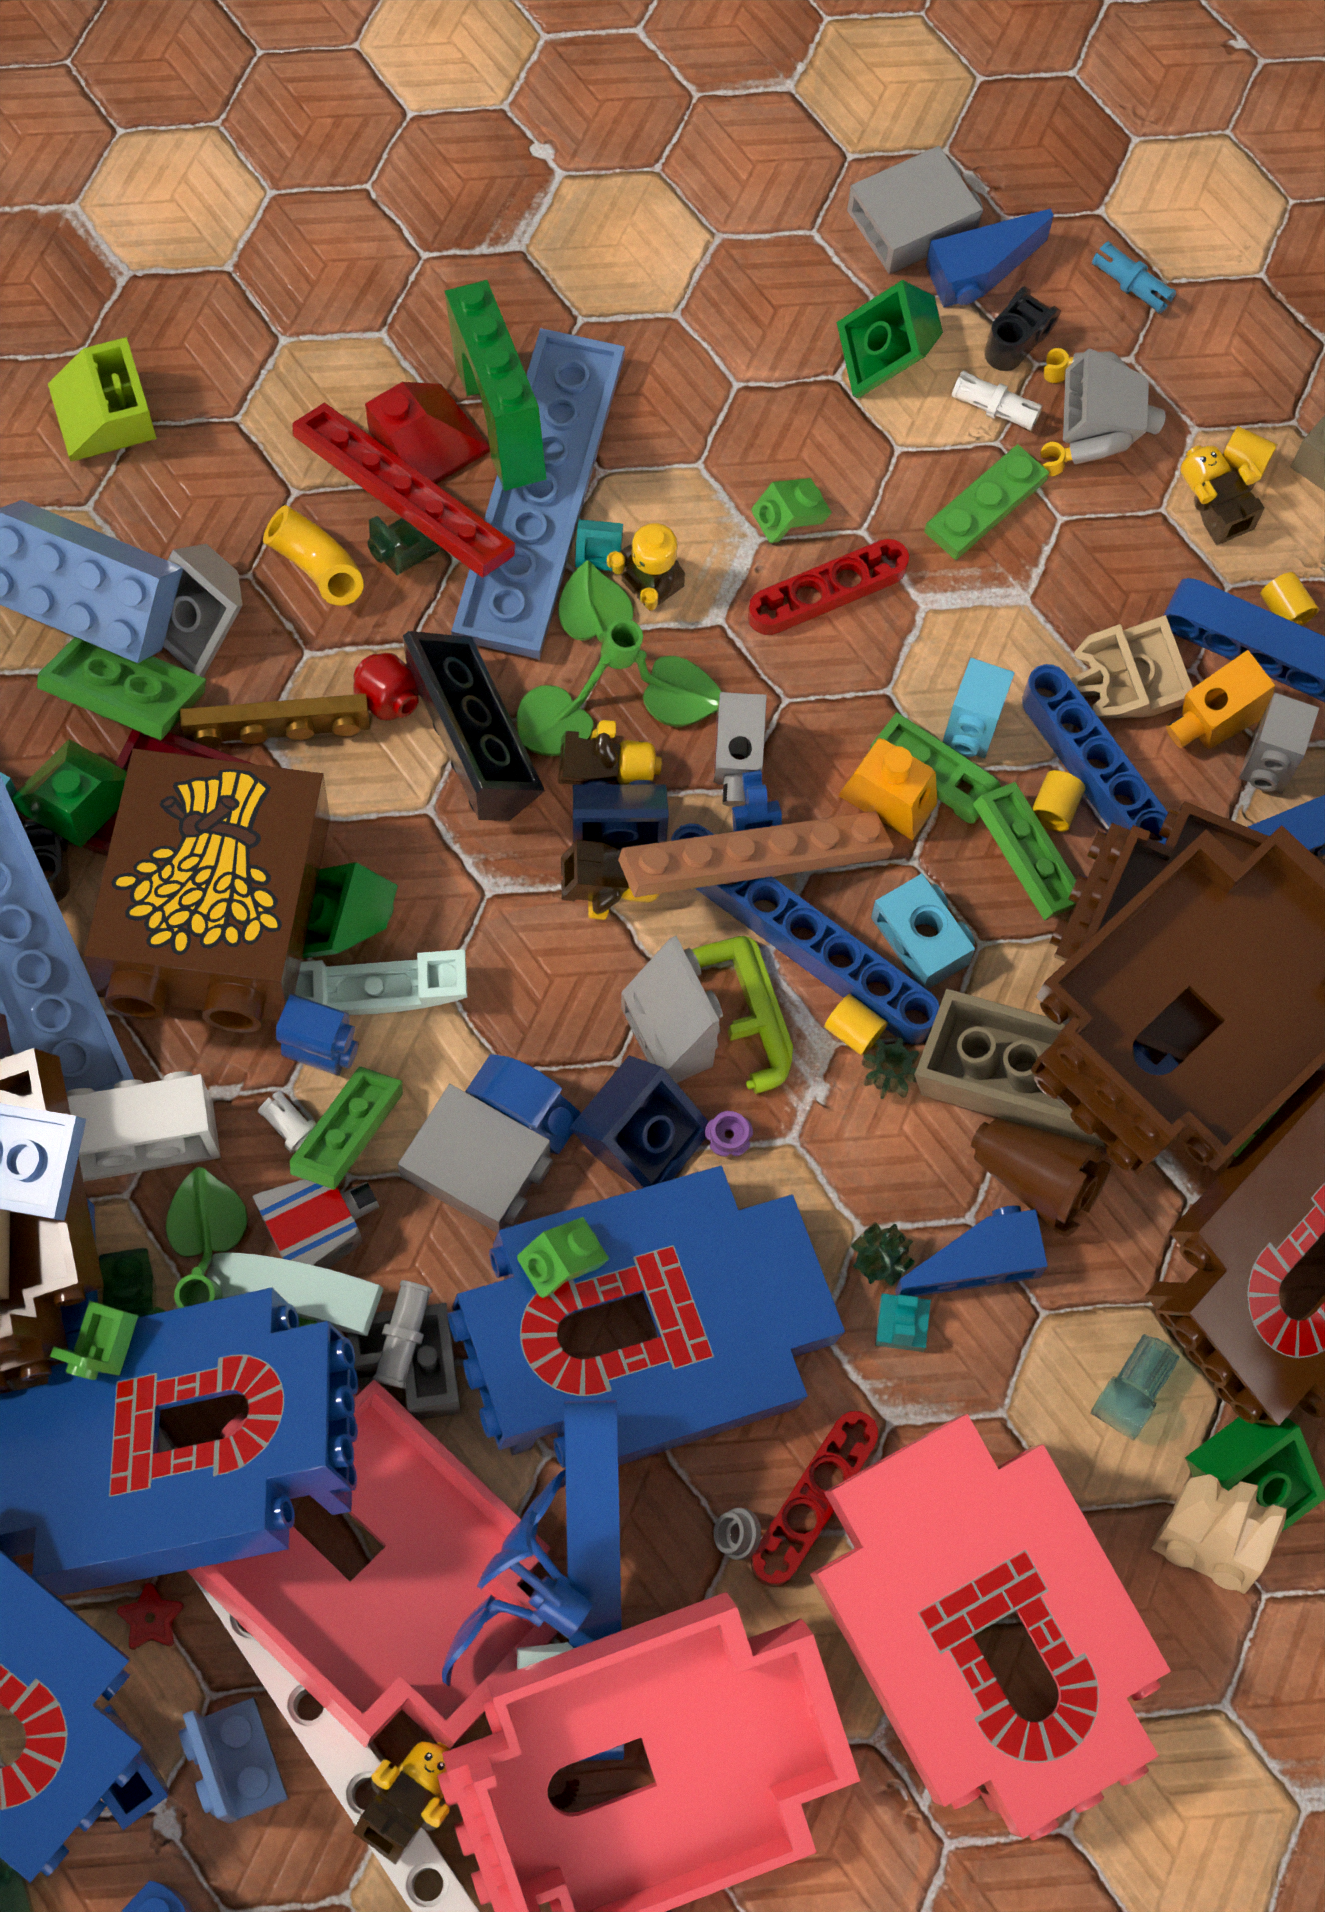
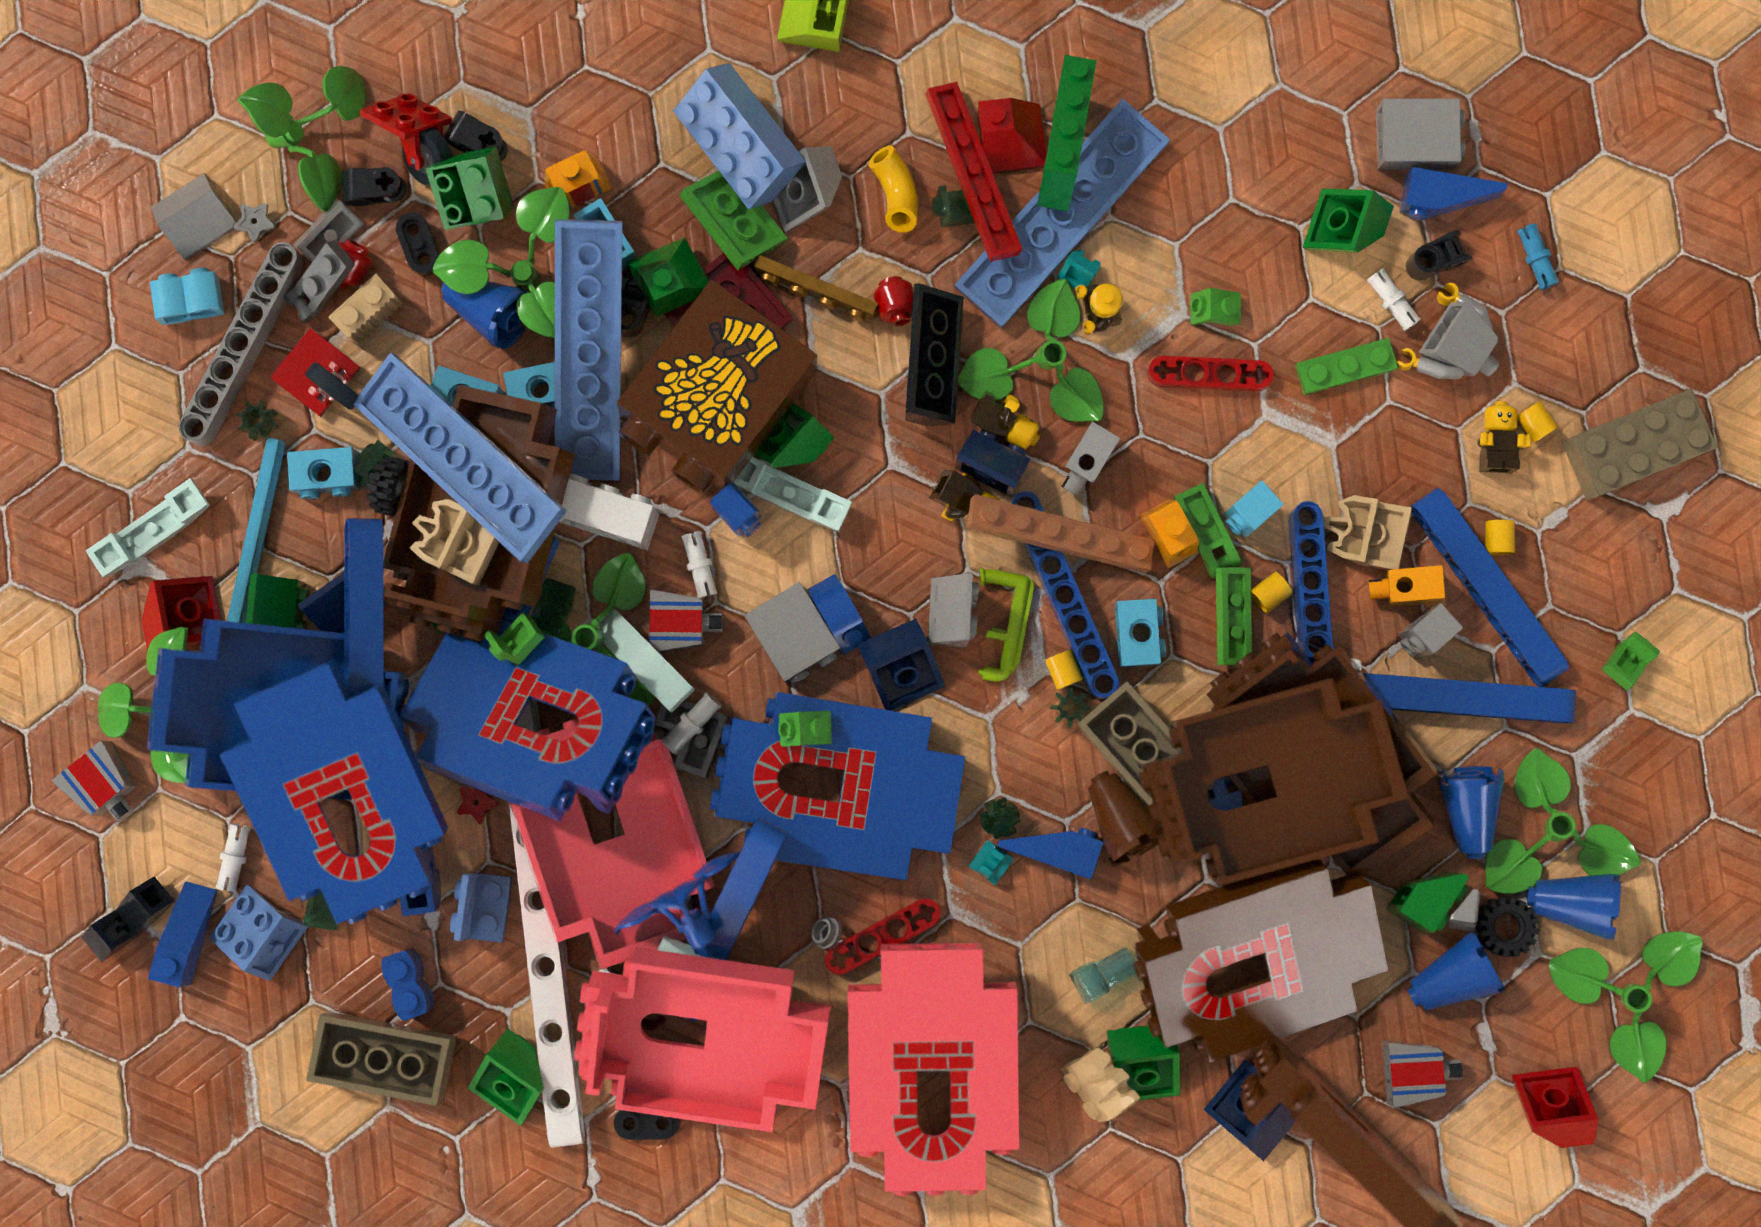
camera: 35 degrees right, 15 degrees up
(346, 1127) = (726, 576): bright green plate -> none
(404, 1801) = (561, 984): dark brown piece -> none
(732, 1122) = (956, 688): medium lavender plate -> none
(757, 811) = (1076, 506): blue plate -> none

